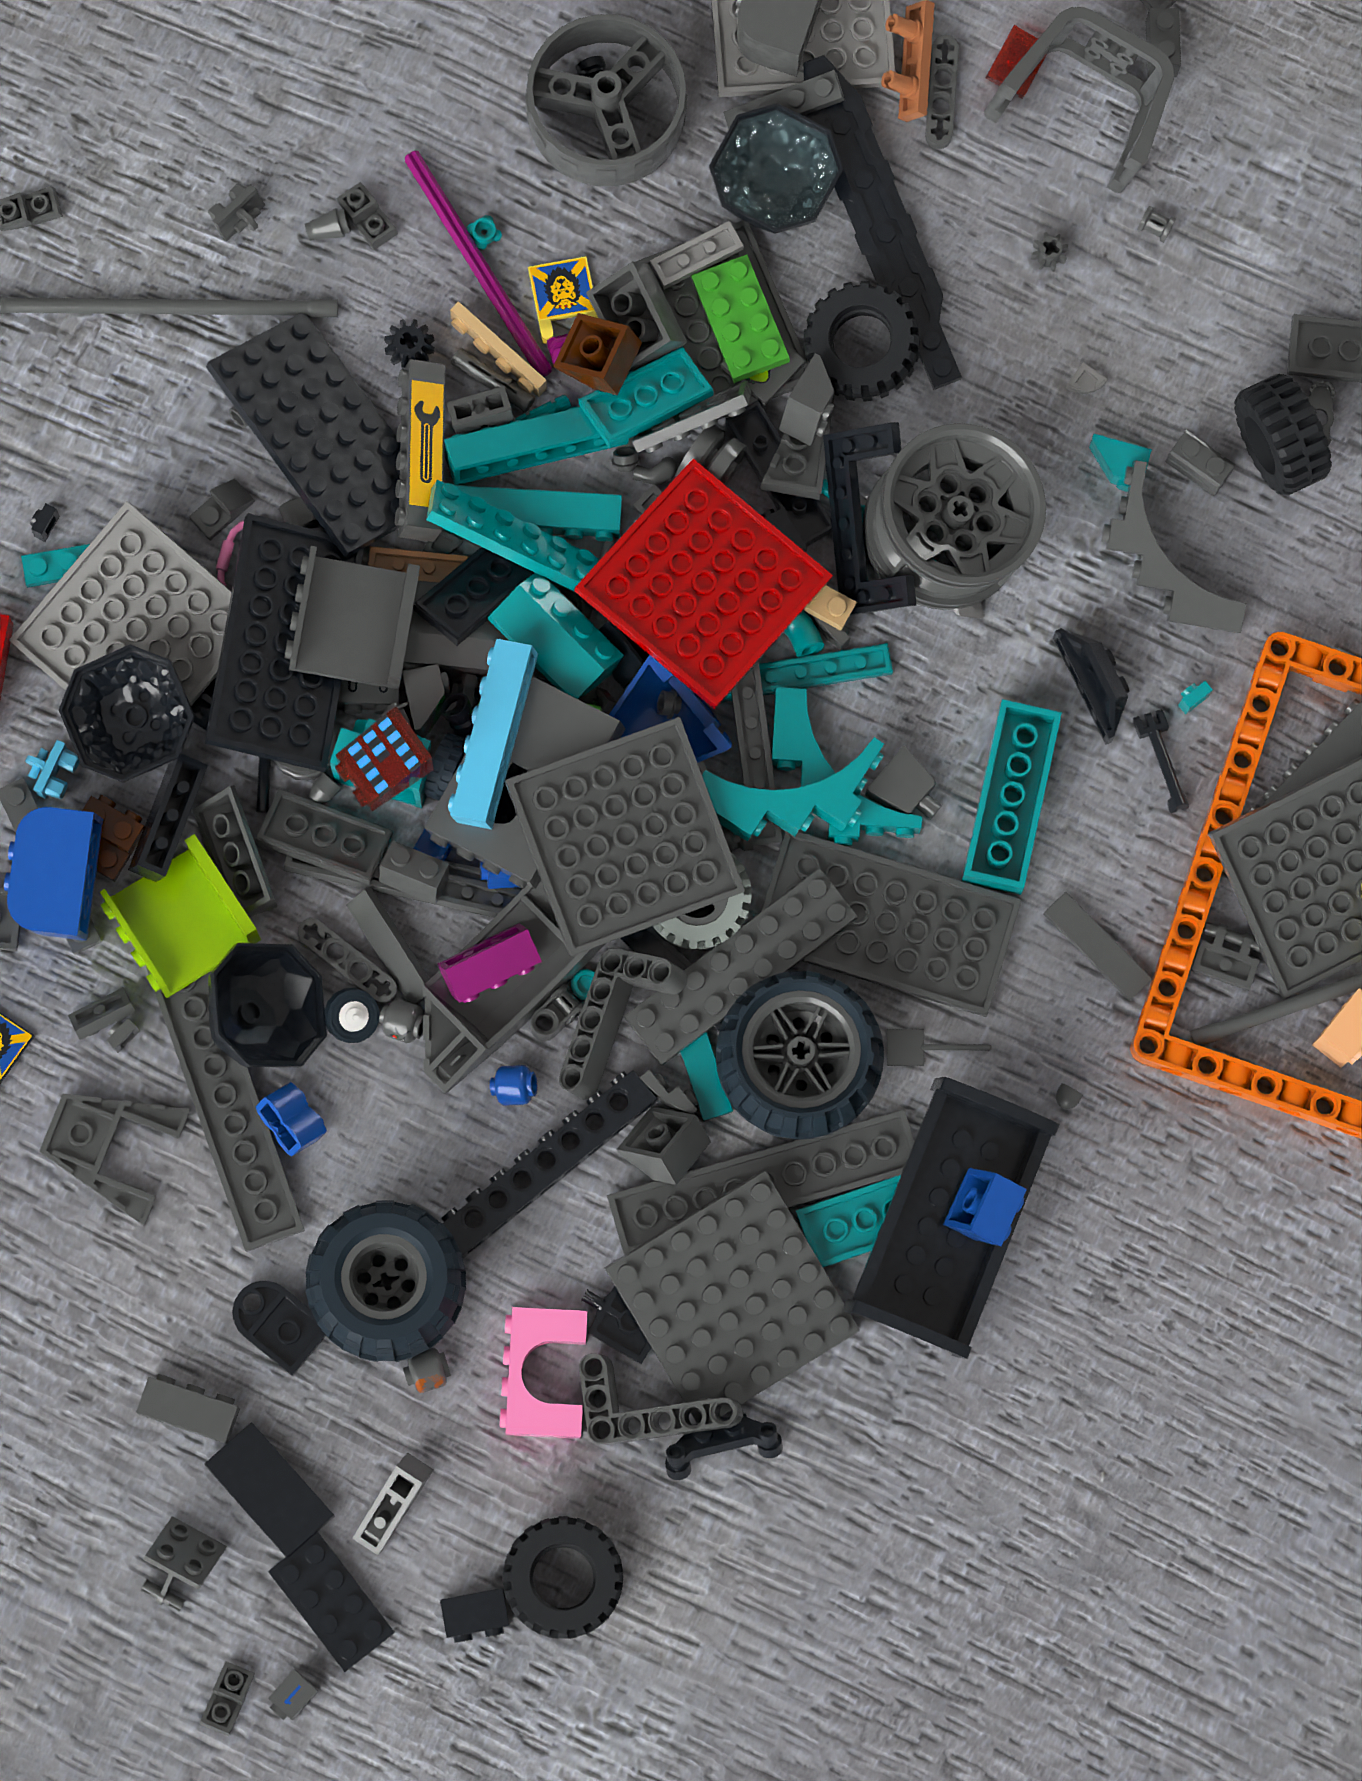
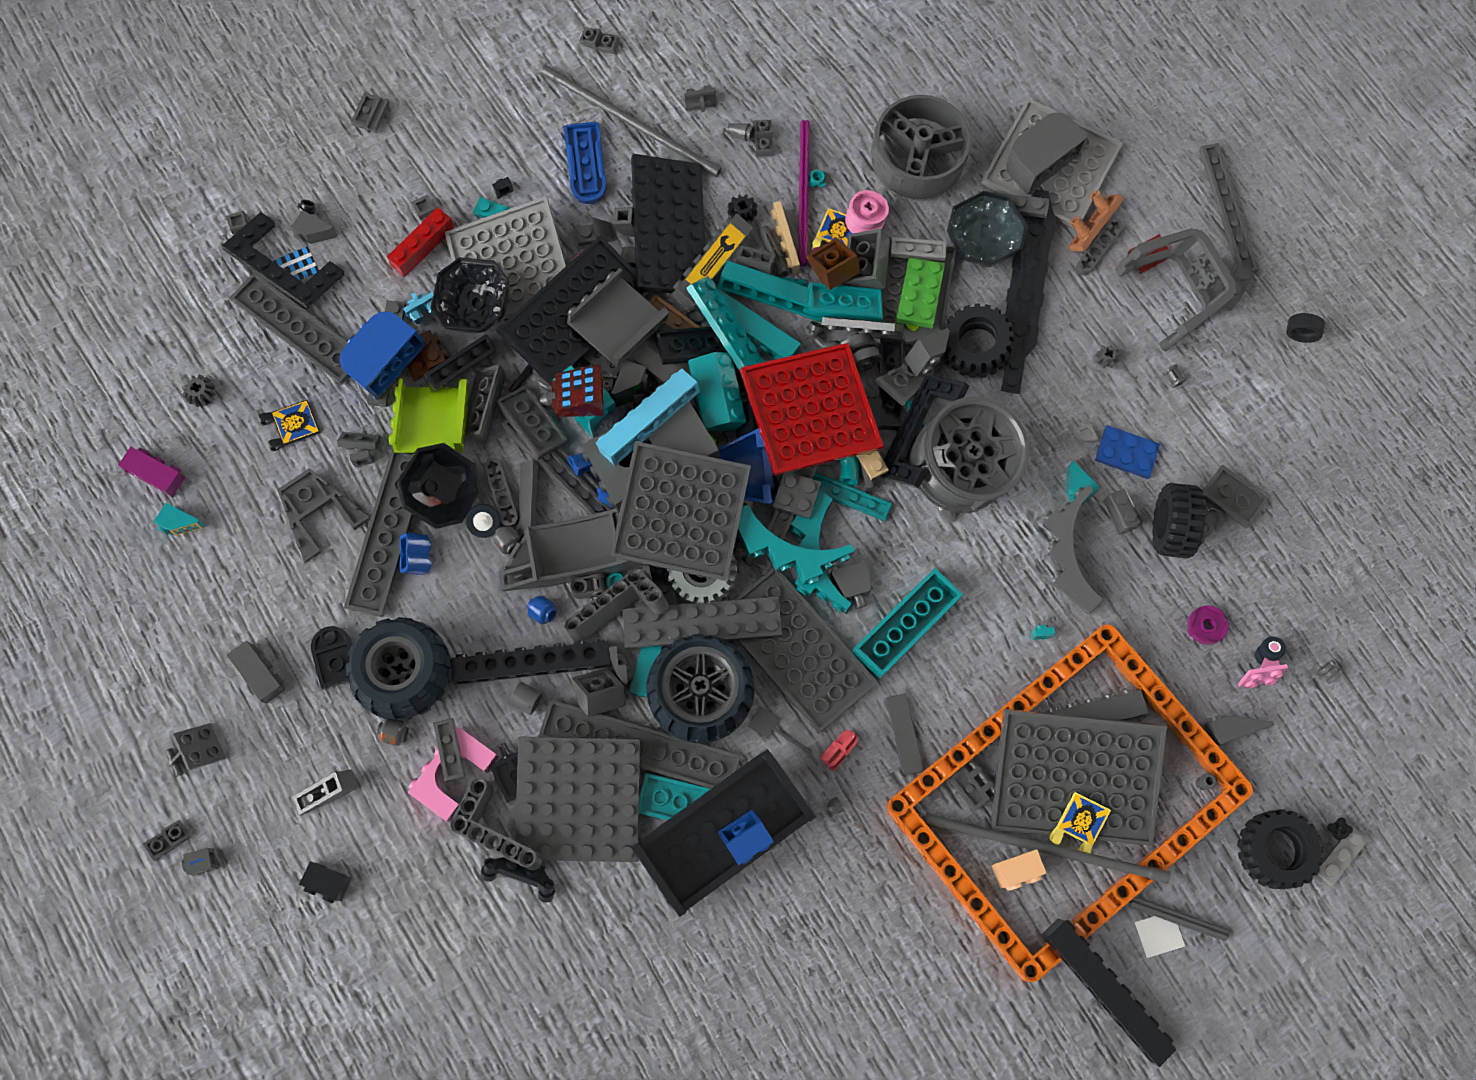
camera: 35 degrees right, 5 degrees down
(135, 409) = (585, 162): none -> blue piece
(258, 466) = (624, 220): none -> dark grey brick
(269, 1490) = (267, 742): black tile -> none
(331, 1602) = (257, 824): black plate -> none
(414, 872) = (563, 466): dark grey brick -> none
(489, 963) = (569, 537): magenta brick -> none
(519, 1571) = (357, 884): black tyre -> none
(523, 1344) = (449, 750): none -> dark grey tile
(574, 1214) = (525, 698): none -> dark grey piece
(591, 245) = (866, 212): none -> bright pink wheel
(668, 703) = (755, 462): dark grey plate -> none
(756, 714) = (796, 495): none -> dark grey plate
(1027, 1020) = (839, 749): none -> coral arm
(1095, 678) = (993, 590): black wedge -> none
(1153, 730) = (1008, 638): black hinge -> none
(1156, 373) = (1127, 452): none -> blue plate
(1292, 46) = (1305, 327): none -> black tyre

